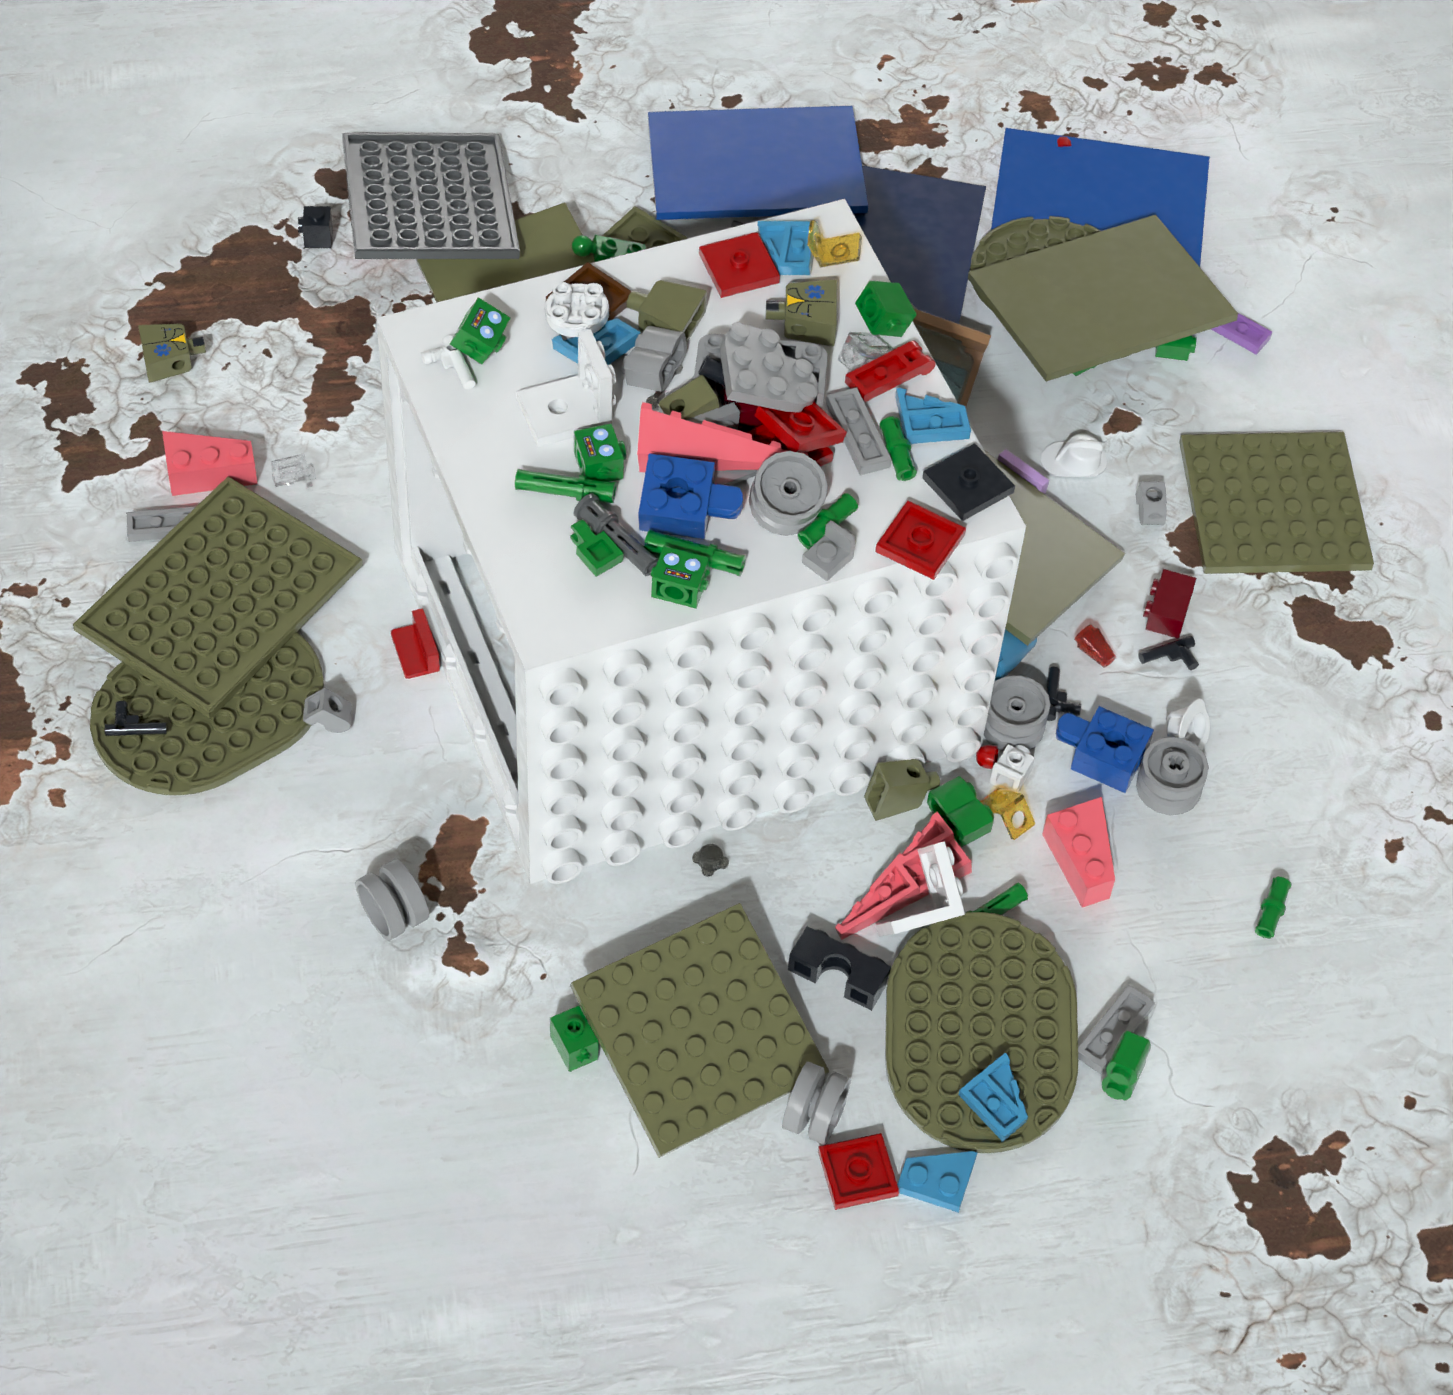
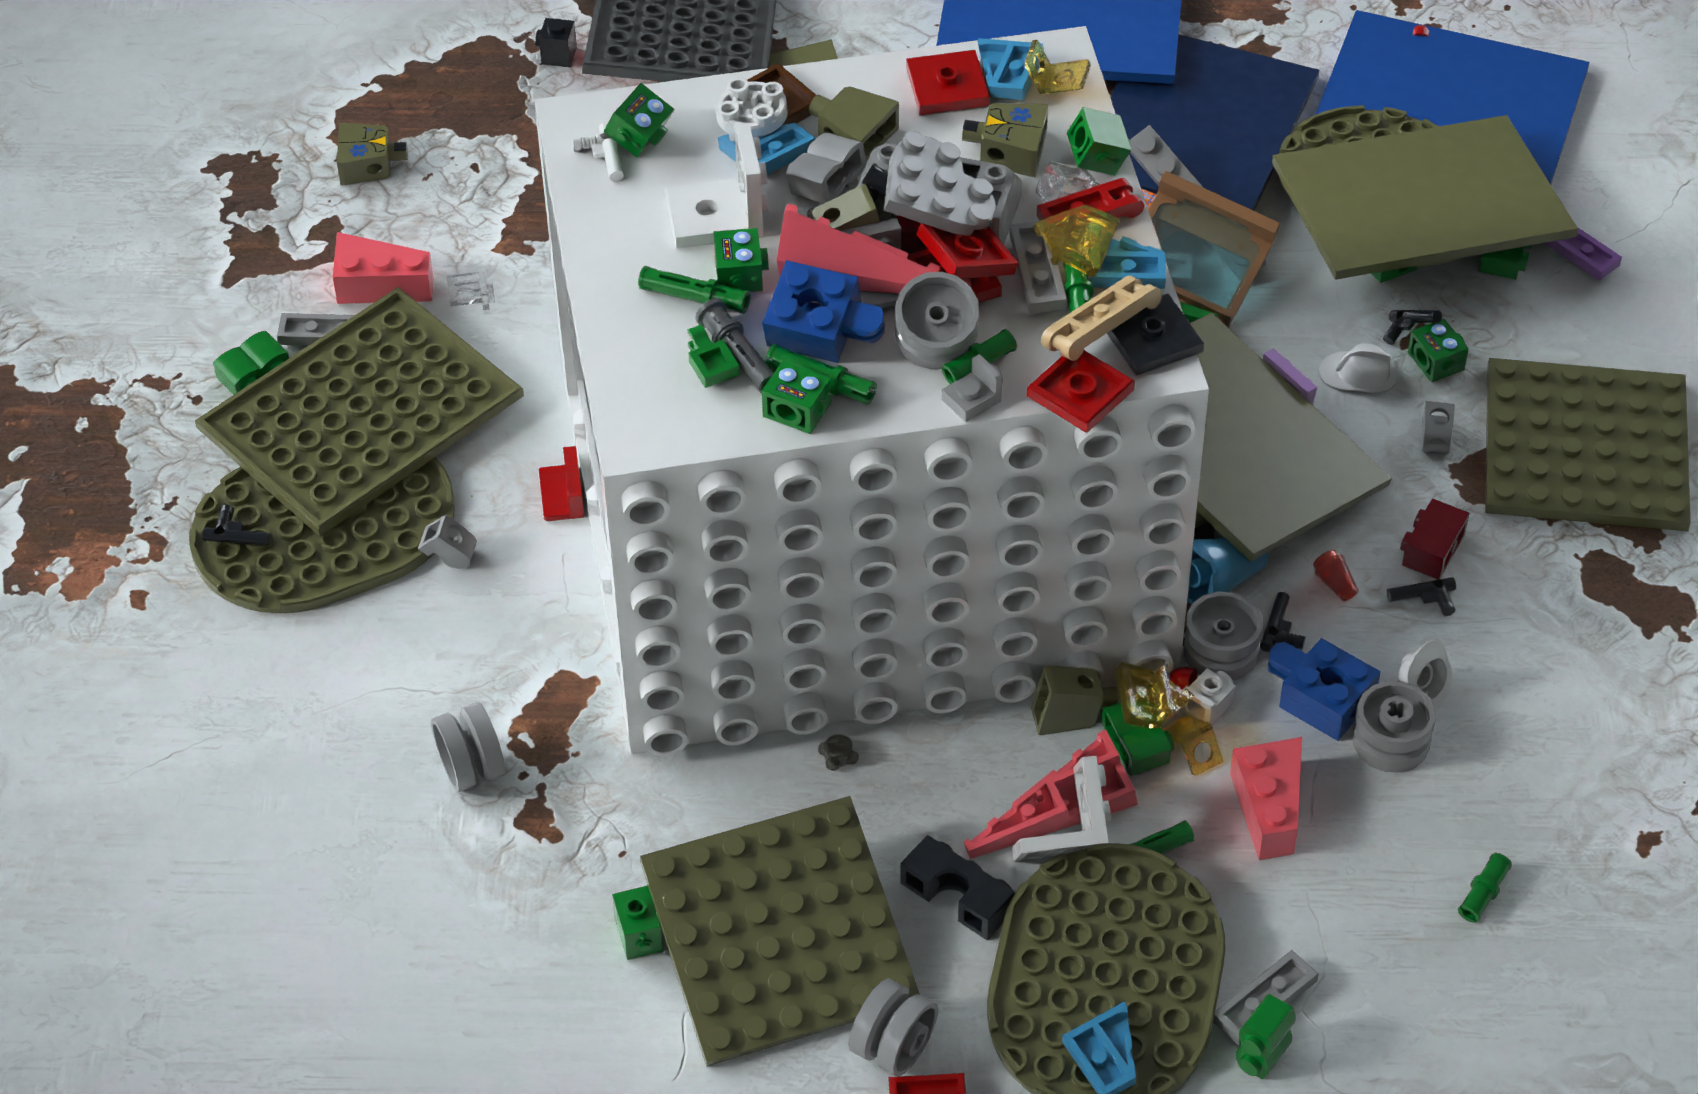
camera: 15 degrees right, 5 degrees down
(108, 563) = (249, 361): none -> green brick
(891, 402) = (1079, 237): none -> clear yellow slope
(925, 473) = (1099, 316): none -> tan plate
(966, 776) = (1147, 696): none -> clear yellow slope
(1107, 408) = (1406, 319): none -> black hose
(1138, 433) = (1438, 350): none -> green head

